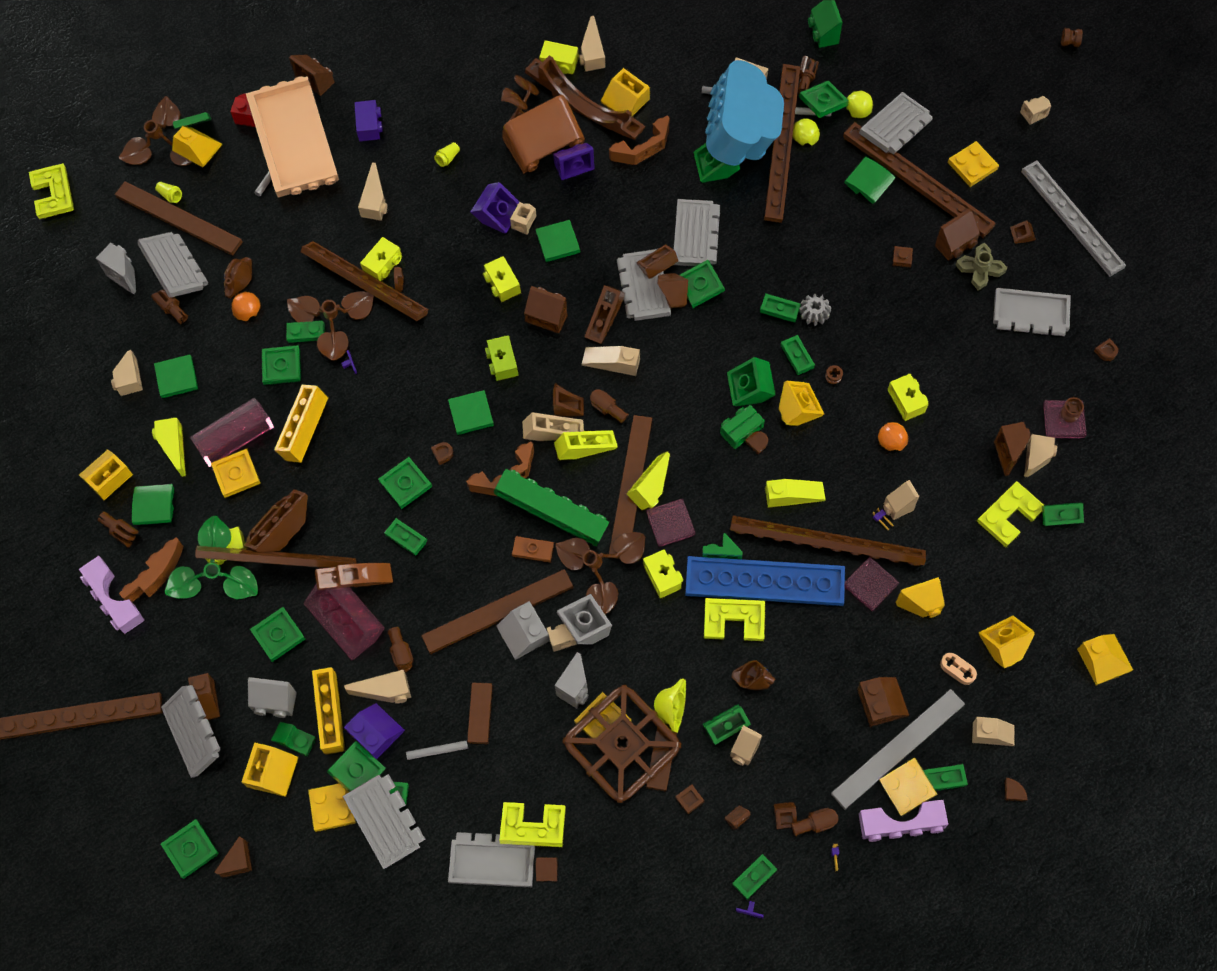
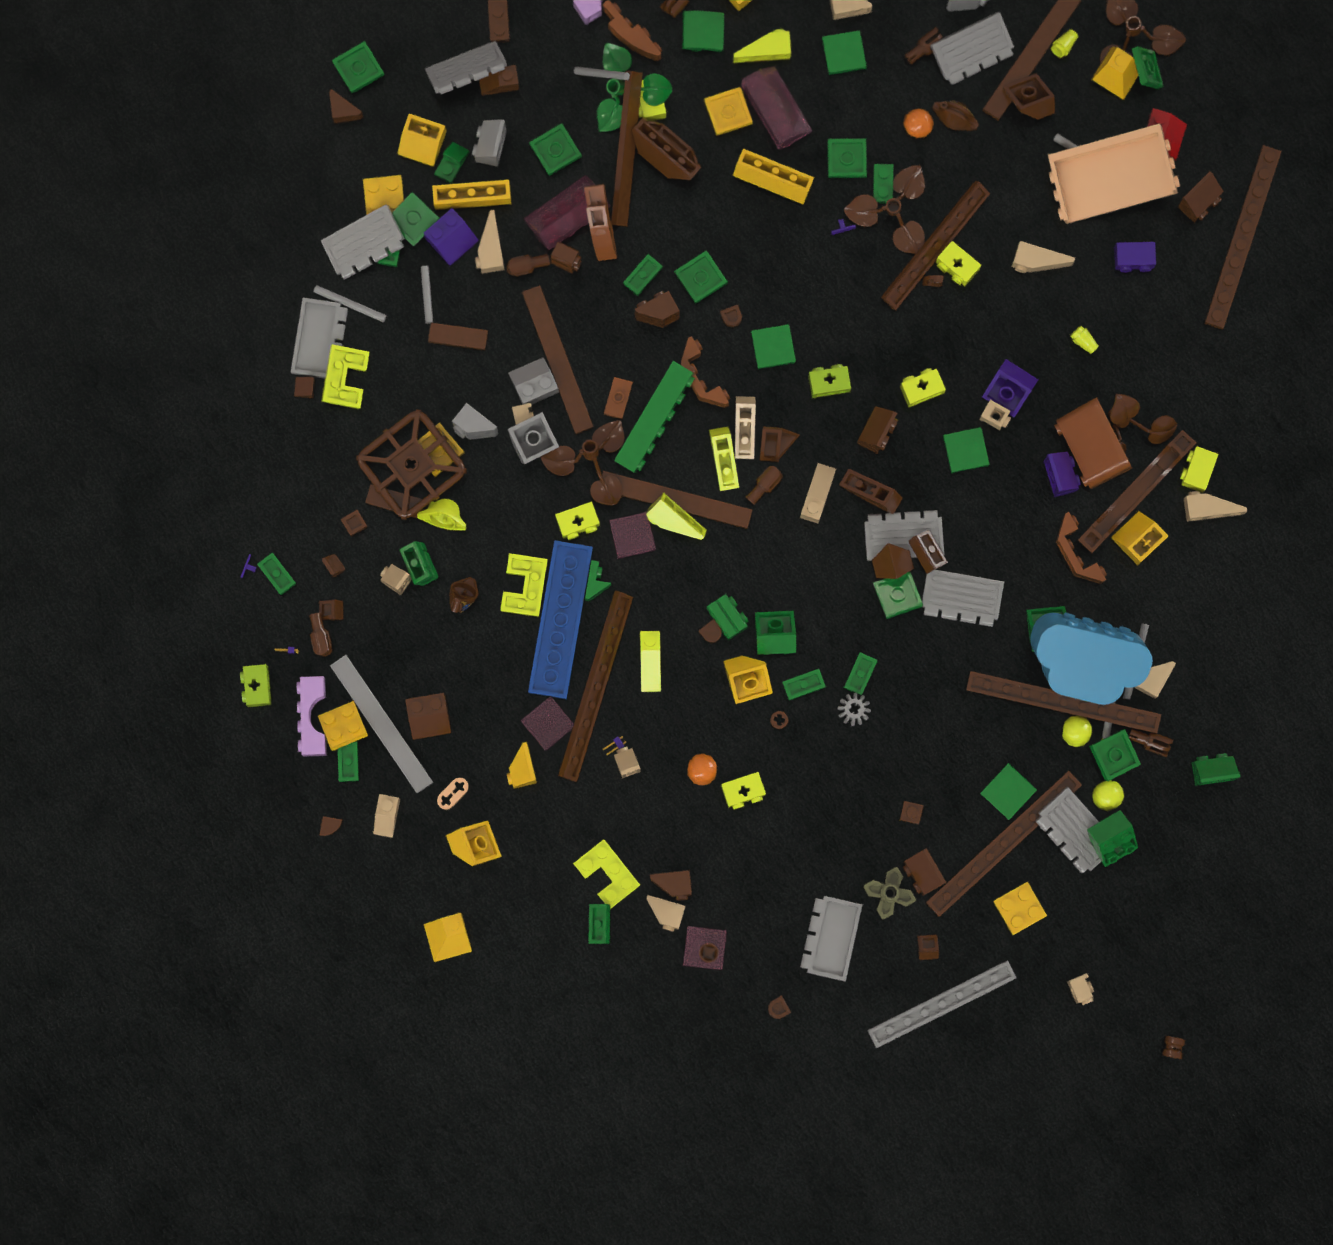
camera: 90 degrees right, 15 degrees up
(197, 588) = (601, 73): none -> light grey bar
(218, 209) = (1031, 96): none -> reddish brown slope
(346, 44) = (1242, 237): none -> reddish brown plate
(392, 608) = (566, 257): none -> reddish brown brick
(442, 513) = (658, 311): none -> reddish brown slope
(451, 830) = (349, 303): none -> light grey bar
(888, 876) = (261, 675): none -> lime brick
(899, 91) = (1113, 838): none -> green slope

